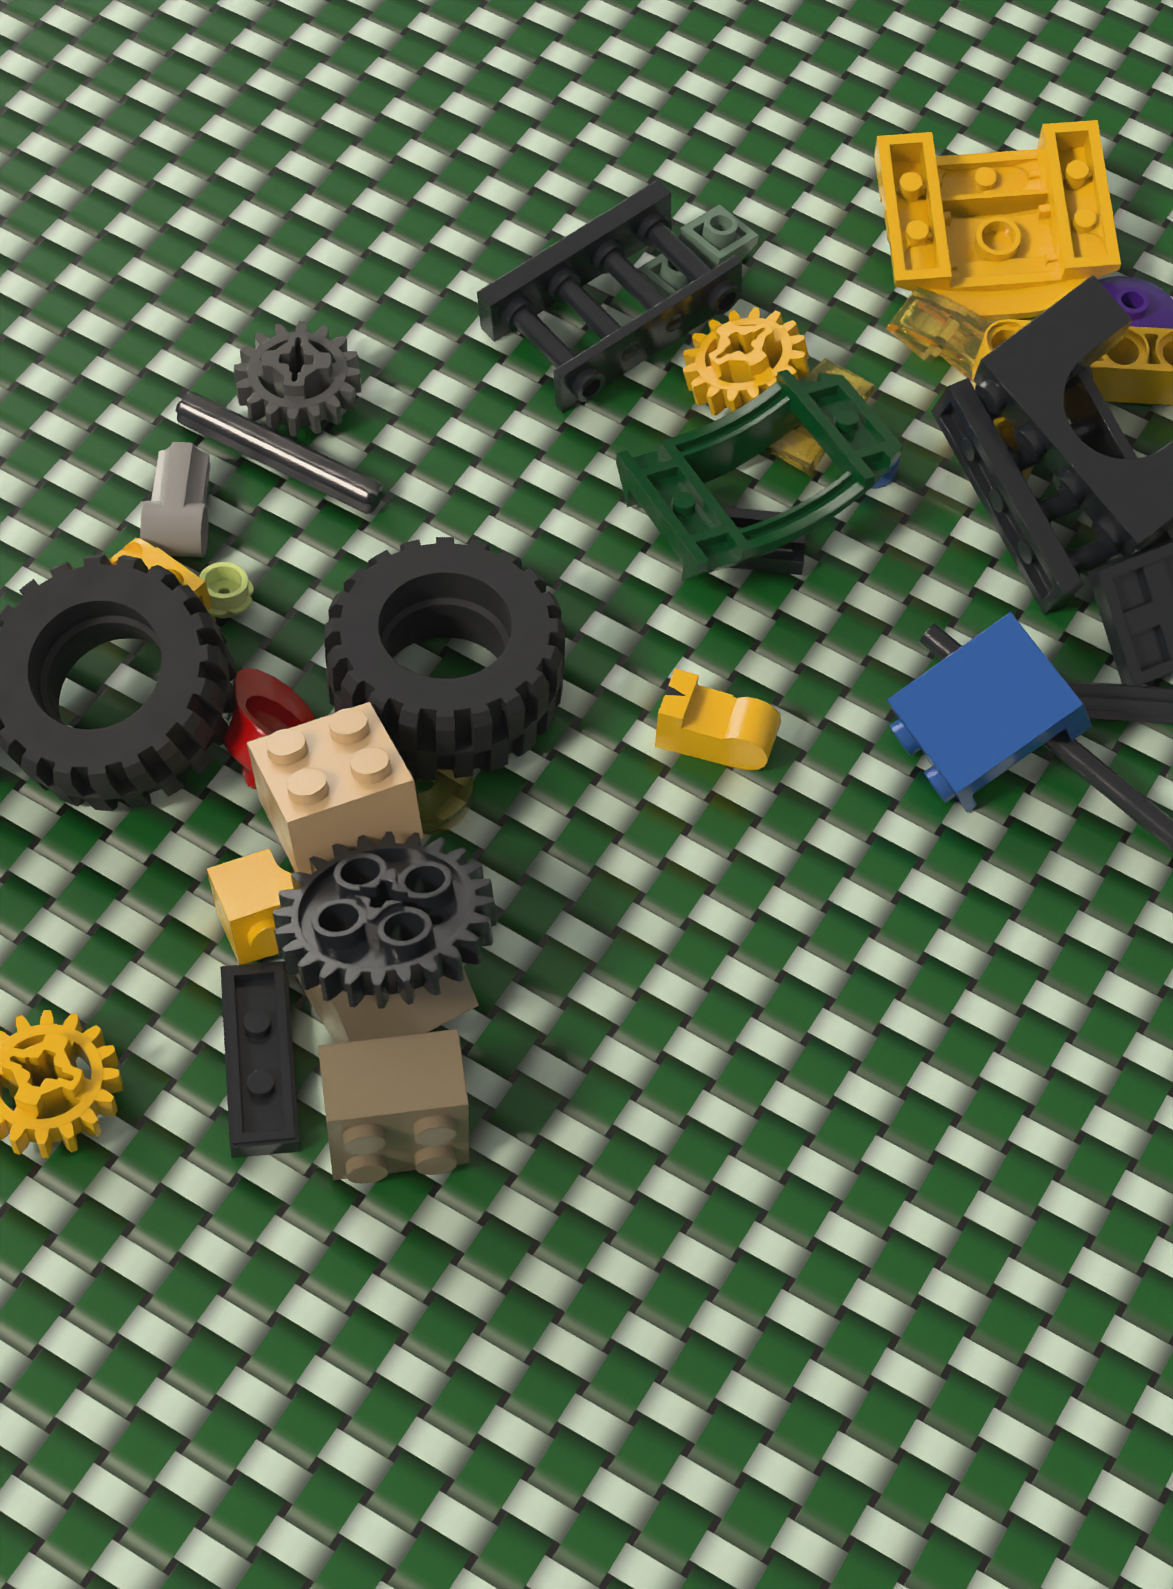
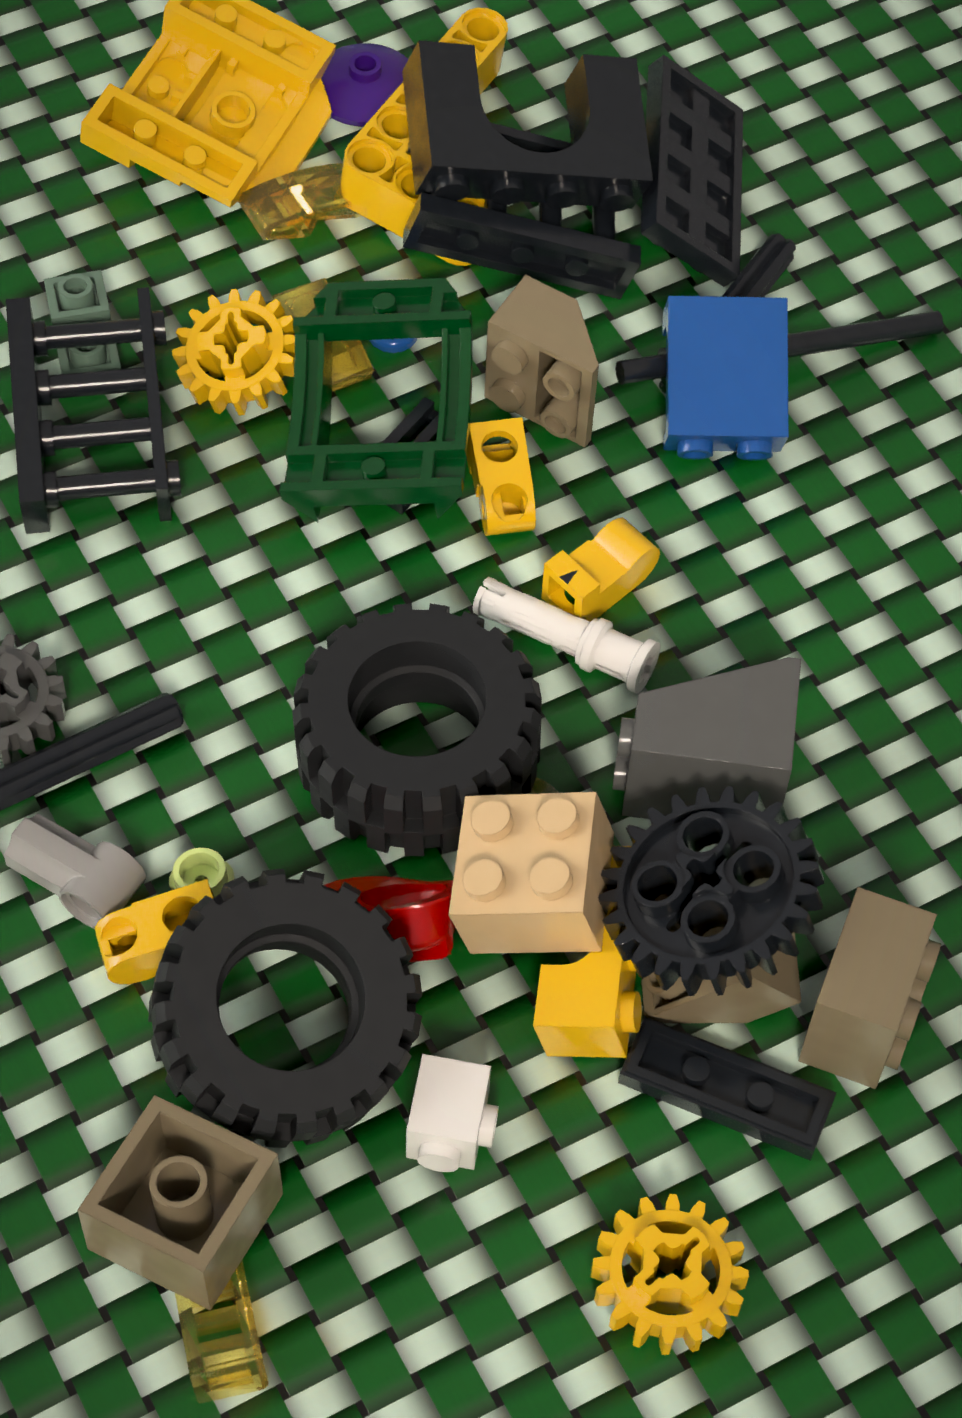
camera: 60 degrees left, 0 degrees up
(104, 856) = (450, 1114): none -> white brick
(573, 882) = (711, 736): none -> dark grey slope
(635, 752) = (591, 643): none -> white pin
(760, 605) = (502, 477): none -> yellow leg
(892, 569) = (542, 361): none -> dark tan slope

